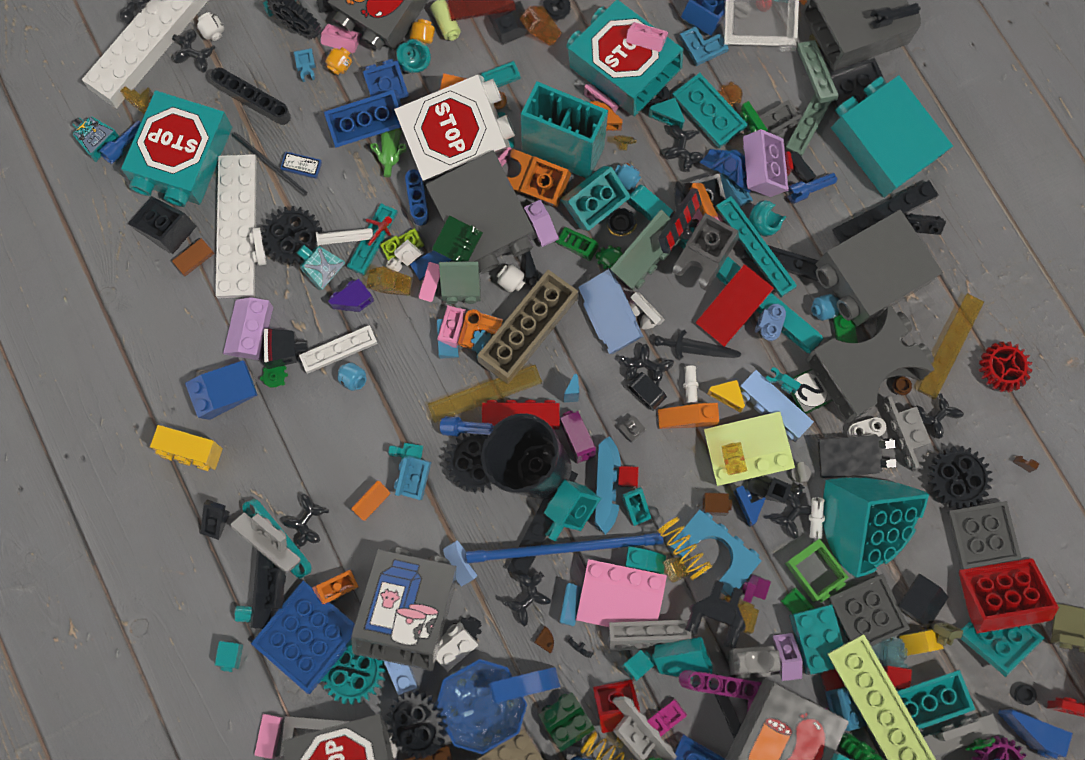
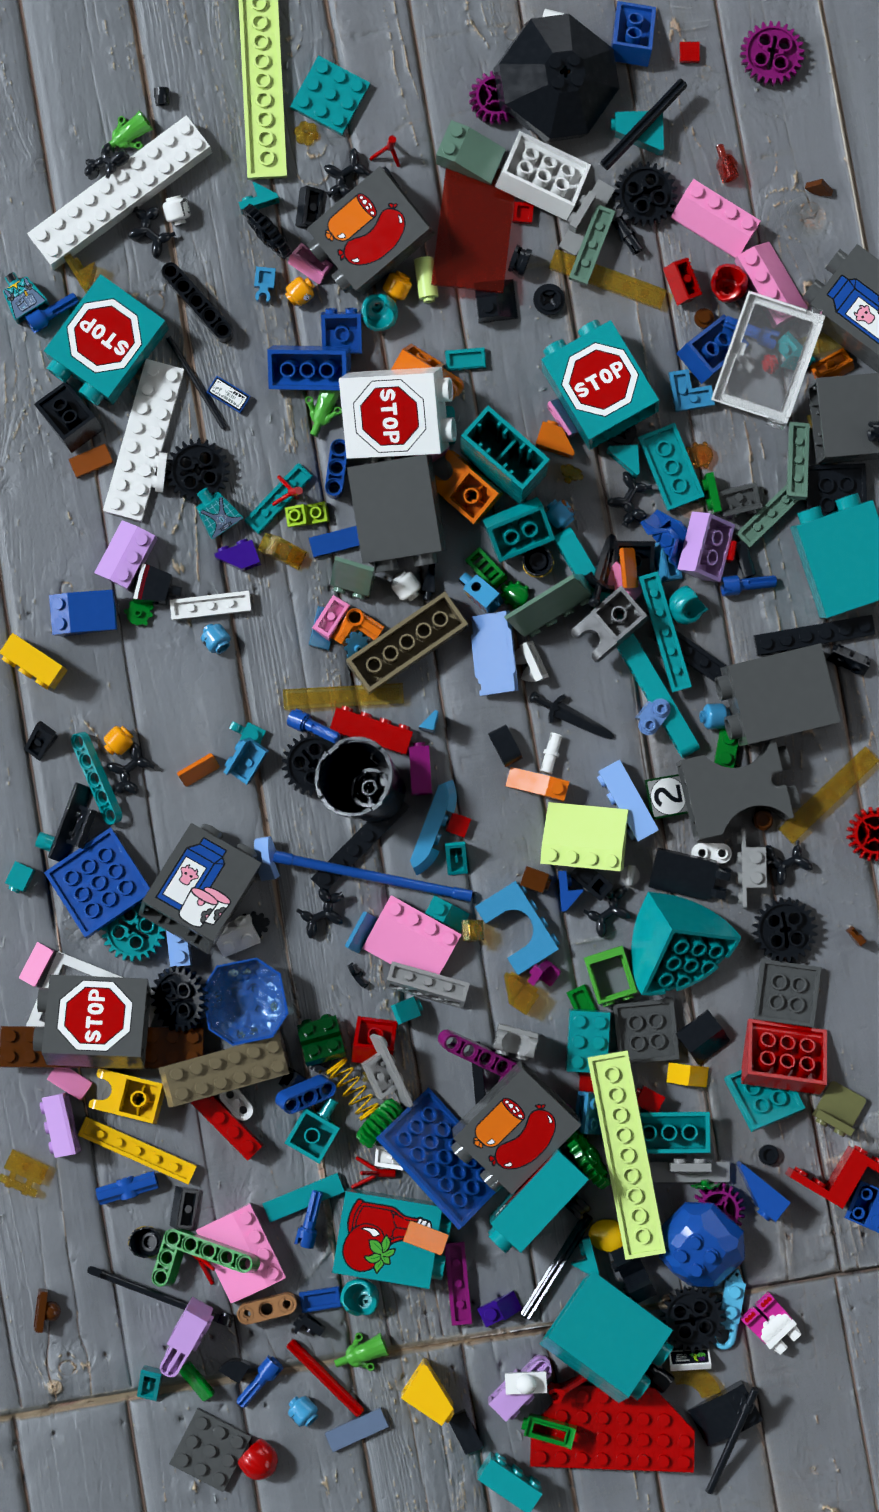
camera: 20 degrees right, 10 degrees up
(267, 540) = (86, 778): light grey bracket -> none
(287, 496) = (118, 740): none -> light orange head
(335, 587) = (140, 844): orange slope -> none
(344, 236) = (250, 489): white axle -> none
(405, 253) = (307, 526): white plate -> none
(430, 282) = (323, 566): bright pink slope -> none
(457, 240) = (361, 537): dark green hinge -> none
(524, 685) = (292, 995): blue slope -> none
(541, 24) = (525, 316): clear orange slope -> none
(541, 223) = (455, 537): lavender slope -> none
(545, 640) = (326, 958): reddish brown tile -> none
(570, 508) = (390, 840): teal brick -> none
(580, 263) = (486, 598): none -> dark azure torso
(632, 428) = (478, 778): flat silver tile -> none
(644, 361) = (513, 714): black piece -> none
(646, 36) = (626, 374): bright pink slope -> none
(662, 529) = (473, 889): yellow piece -> none
(667, 717) = (418, 1067): dark pink slope -> none
(680, 221) = (591, 587): black tile -> none
(682, 655) = (451, 1015): teal slope -> none
(720, 611) = (500, 984): black connector -> none
(728, 394) = (586, 774): yellow slope -> none
(734, 305) = (622, 686): red tile -> none
(734, 458) = (564, 842): clear yellow bracket -> none
(787, 383) = (645, 785): teal plate -> none
(789, 656) = (552, 1047): lavender slope -> none
(816, 518) = (627, 924): white pin -> none
(894, 653) = (656, 1077): clear light blue brick -> none
(947, 633) = (713, 1073): olive tile -> none

